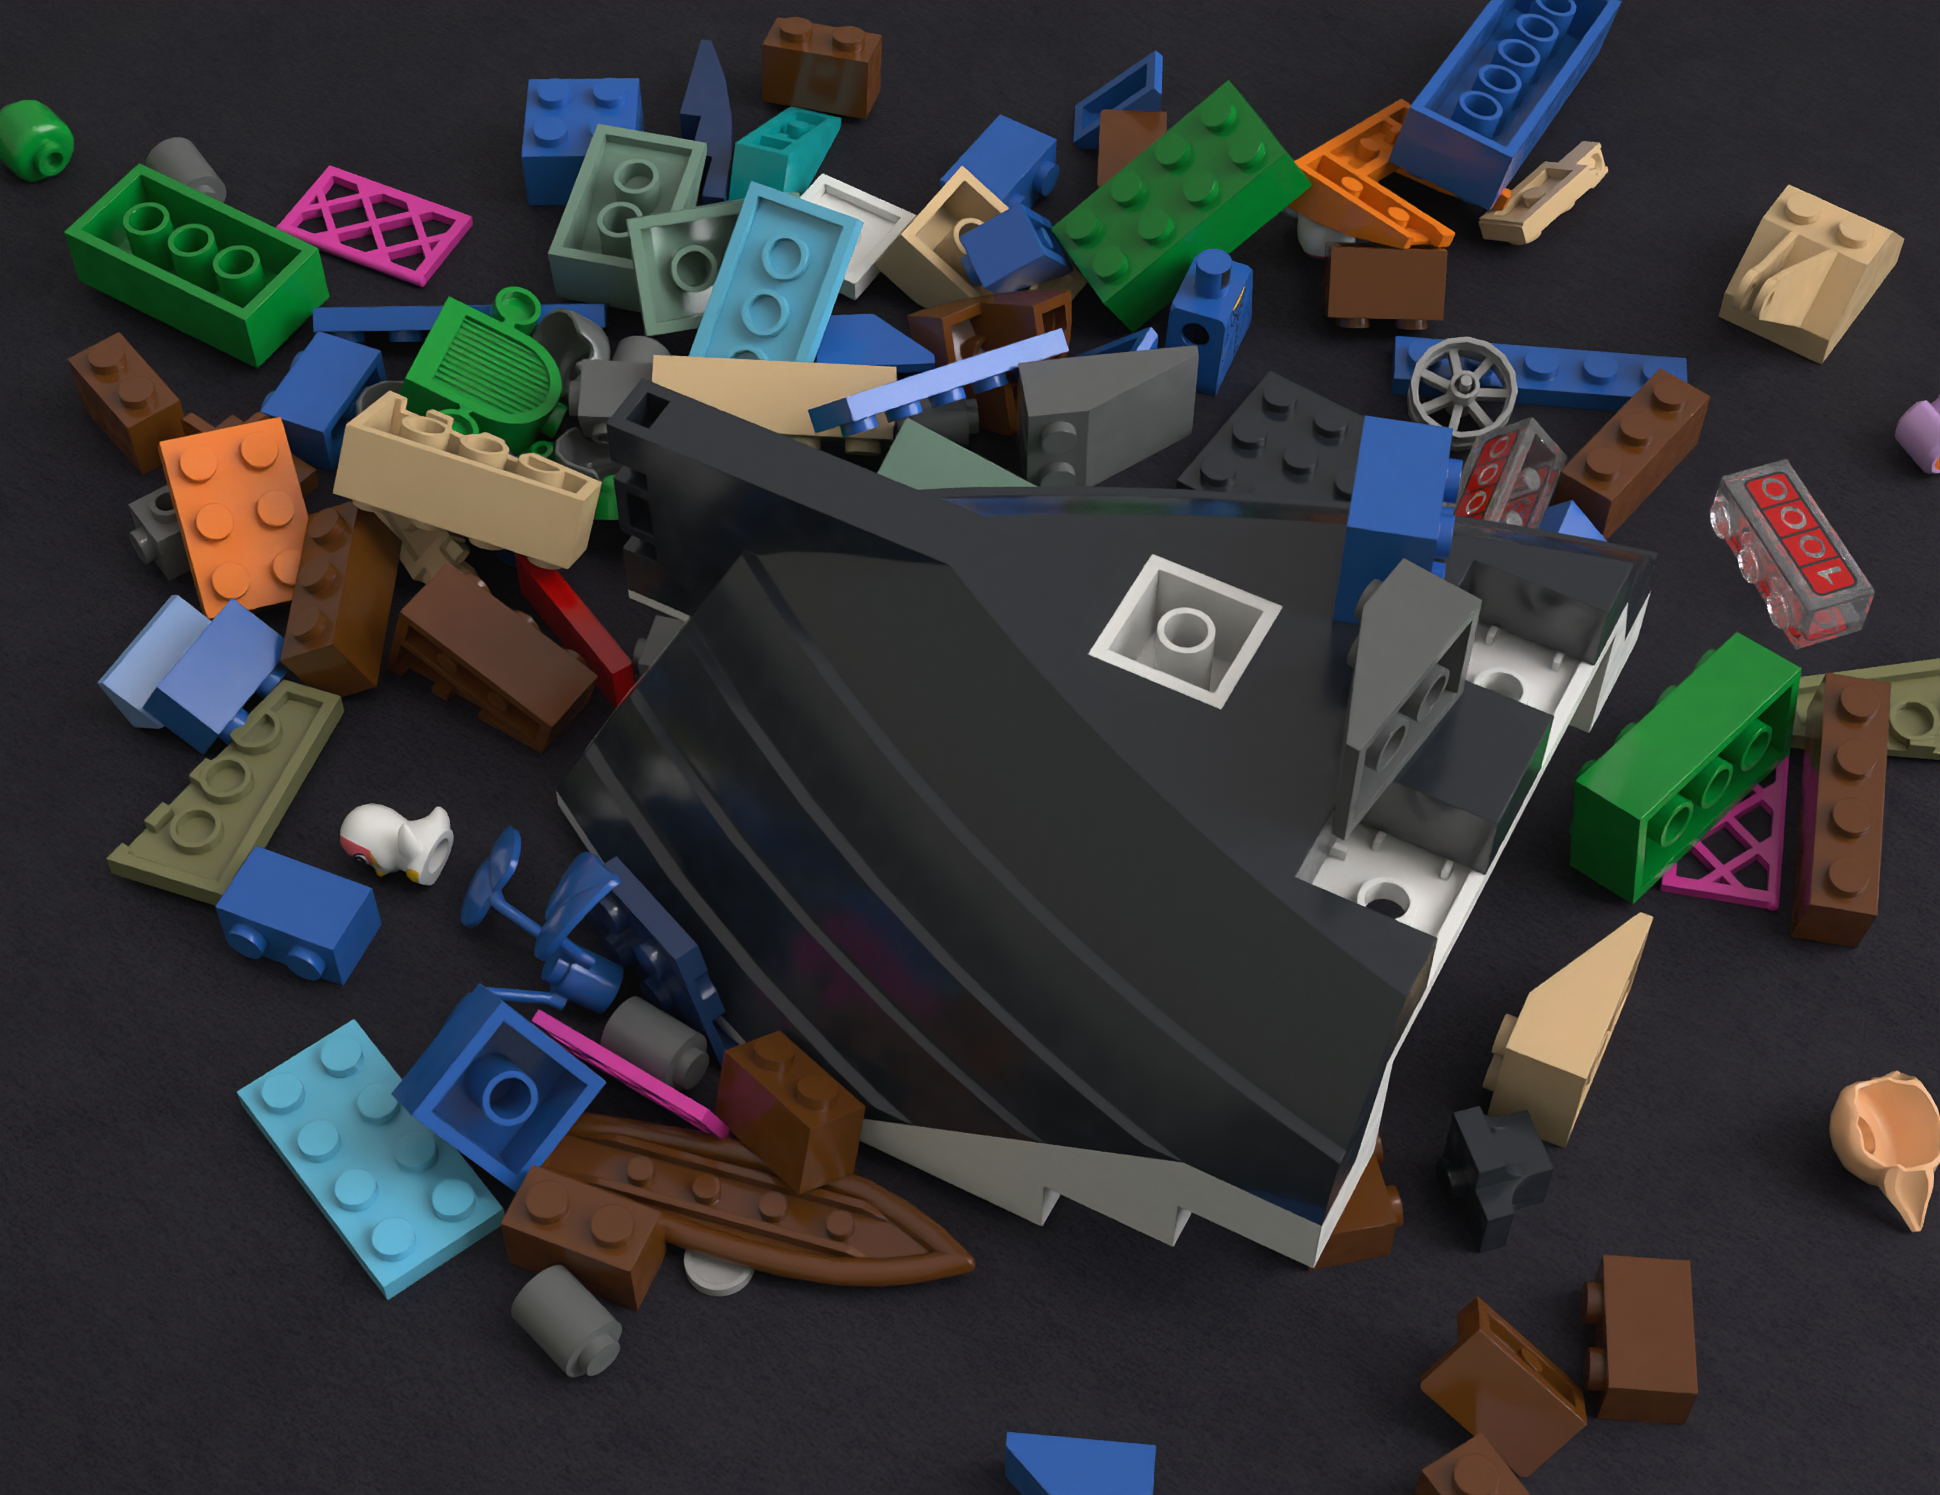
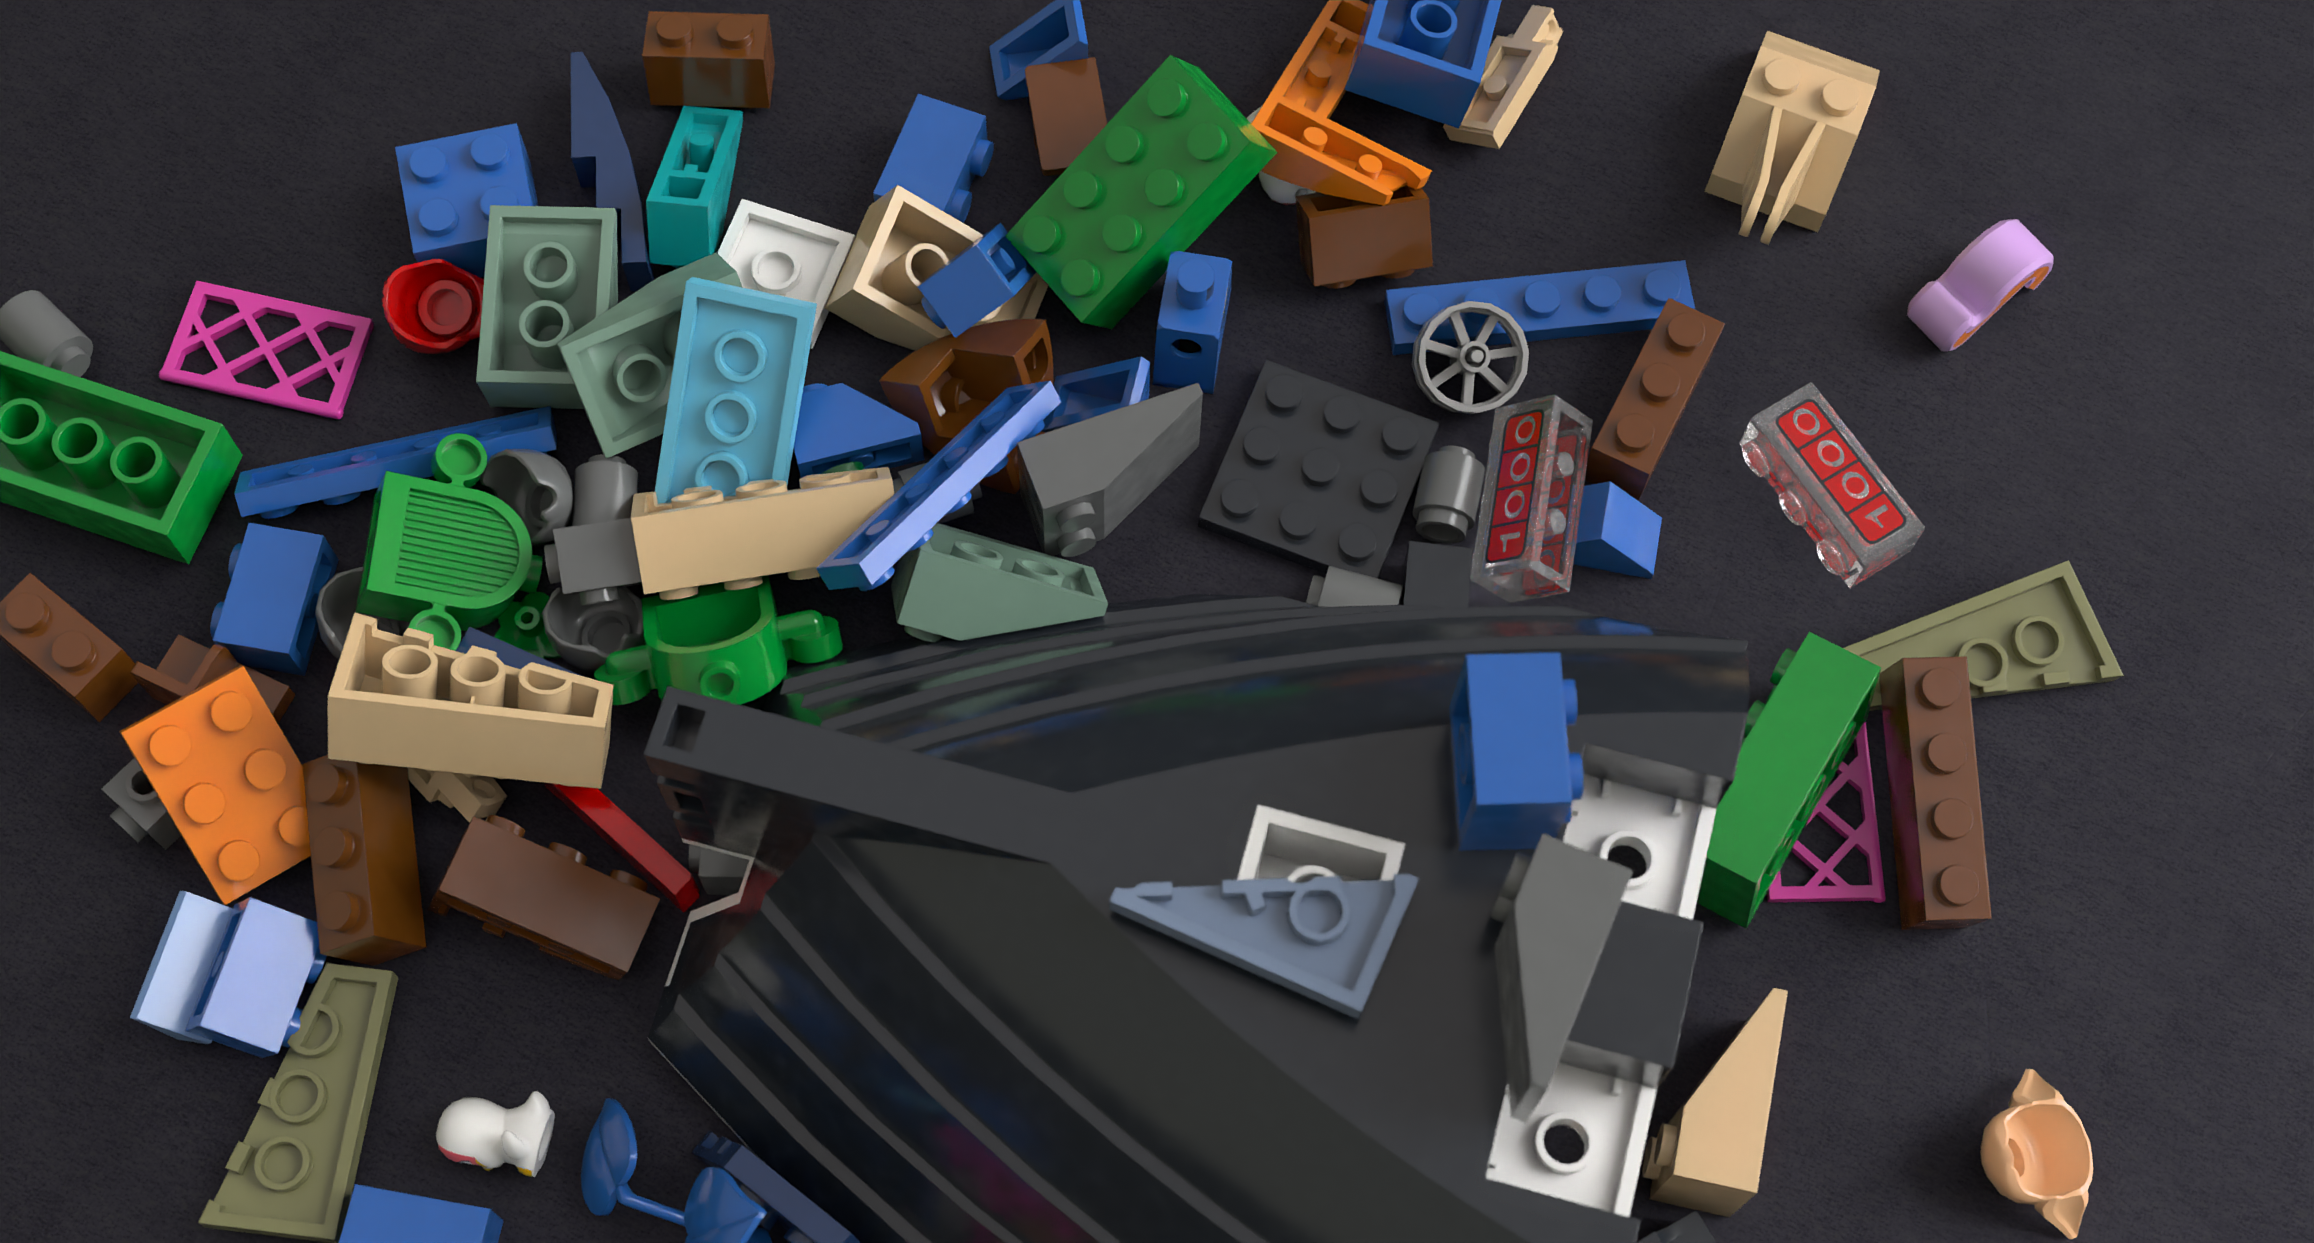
camera: 15 degrees left, 15 degrees up
(524, 204) = (433, 306): none -> red hair
(1153, 642) = (1306, 936): none -> sand blue wing

